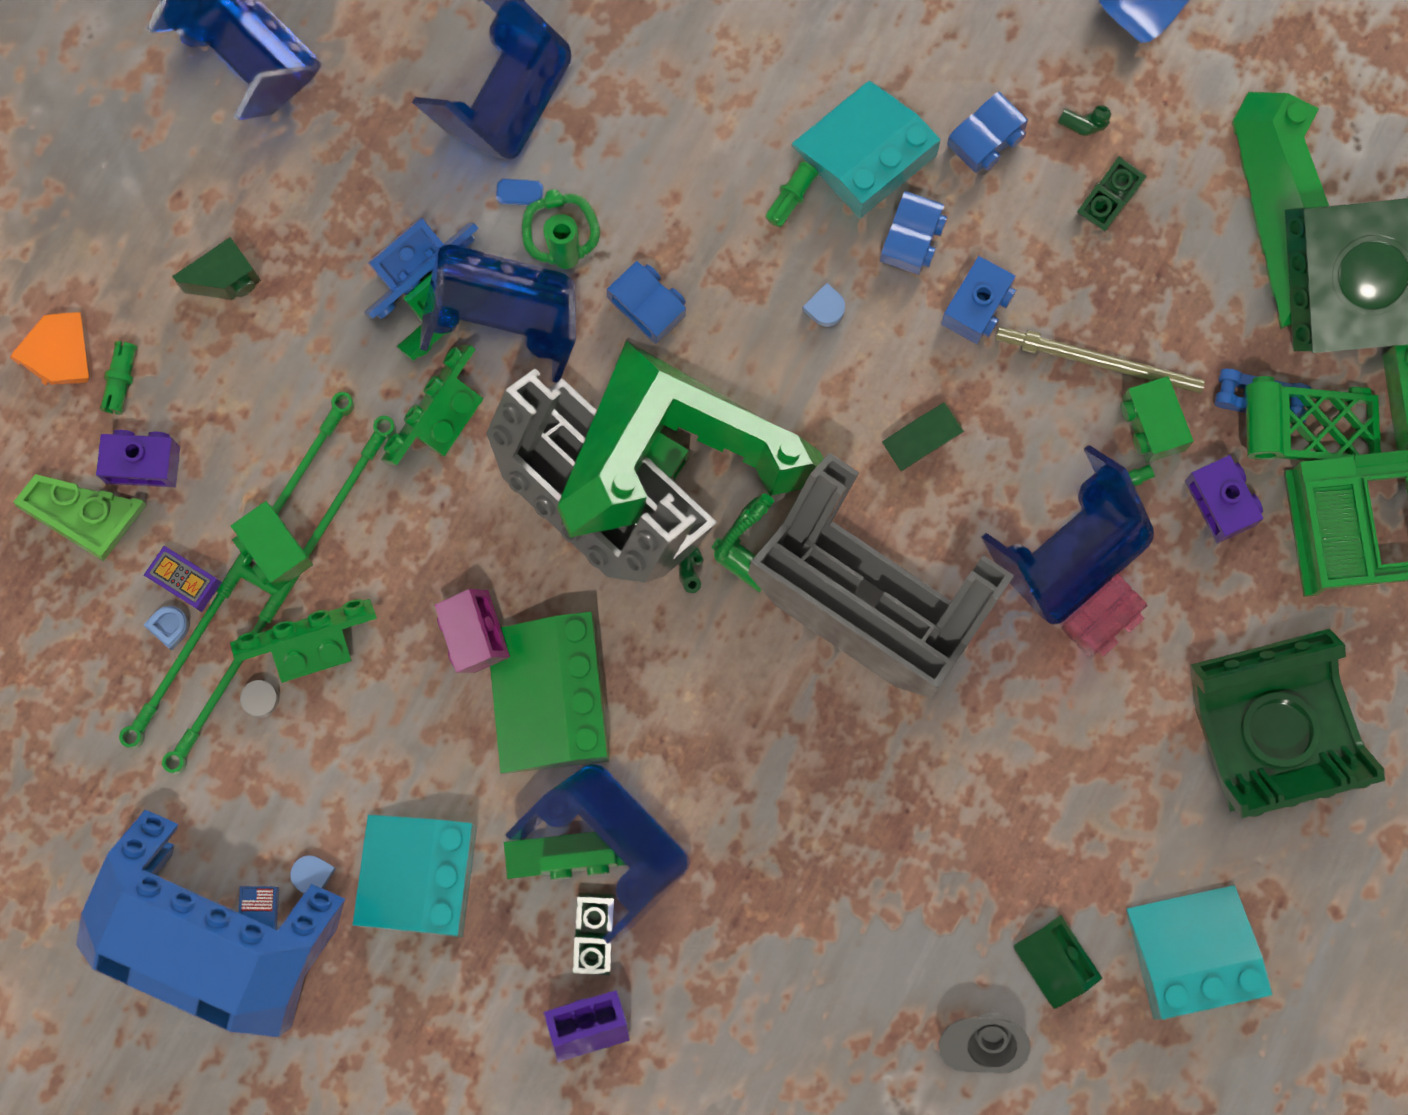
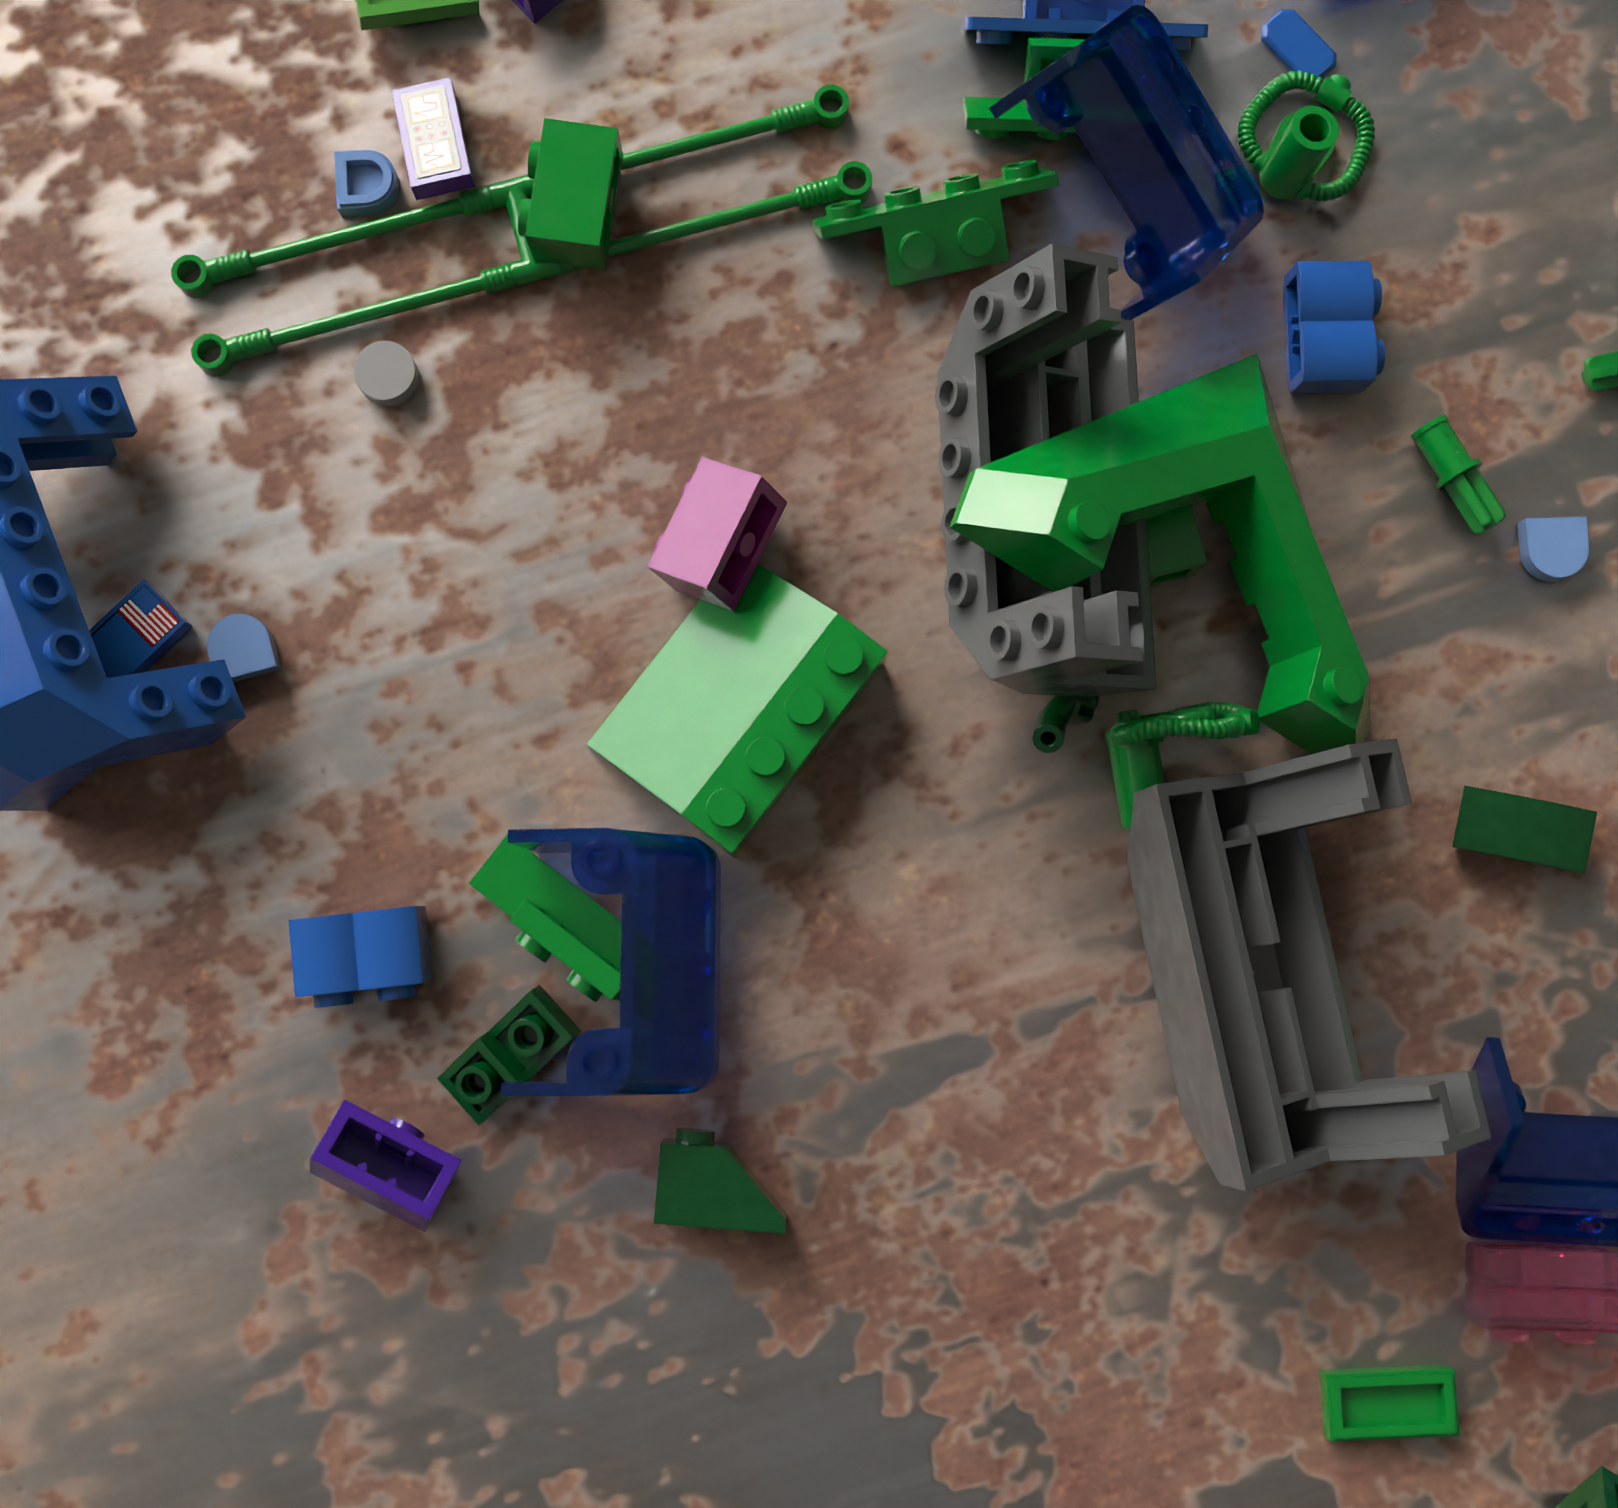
camera: 35 degrees right, 5 degrees up
(306, 644) = (503, 358): green bracket -> none
(415, 875) = (362, 773): teal slope -> none
(490, 951) = (360, 953): none -> blue brick
(730, 903) = (711, 1187): none -> dark green slope
(758, 314) = (1459, 475): none -> green axle
(1090, 723) = (1389, 1402): none -> green tile

